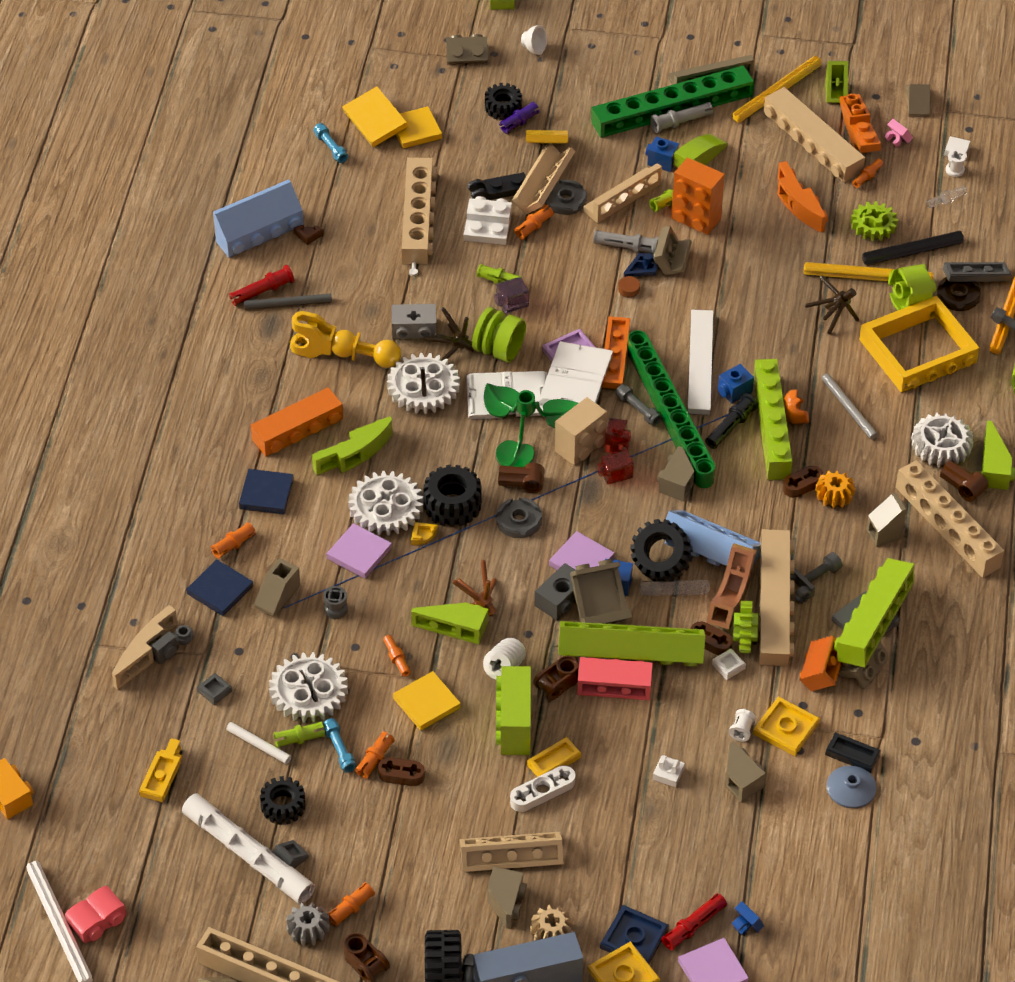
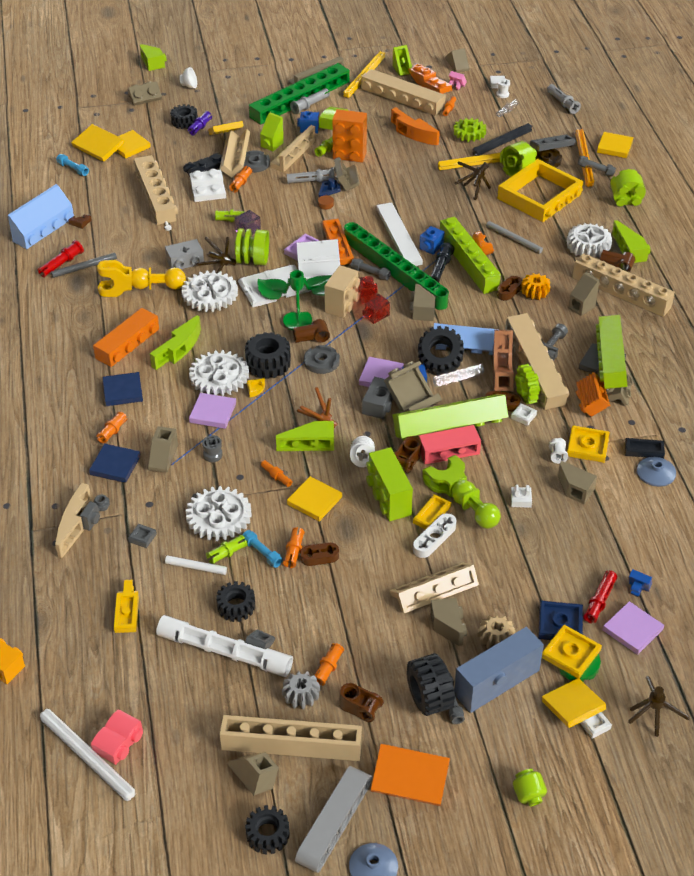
camera: 20 degrees left, 5 degrees down
(595, 730) = (455, 485): none -> lime piece
(603, 161) = (272, 132): none -> lime slope

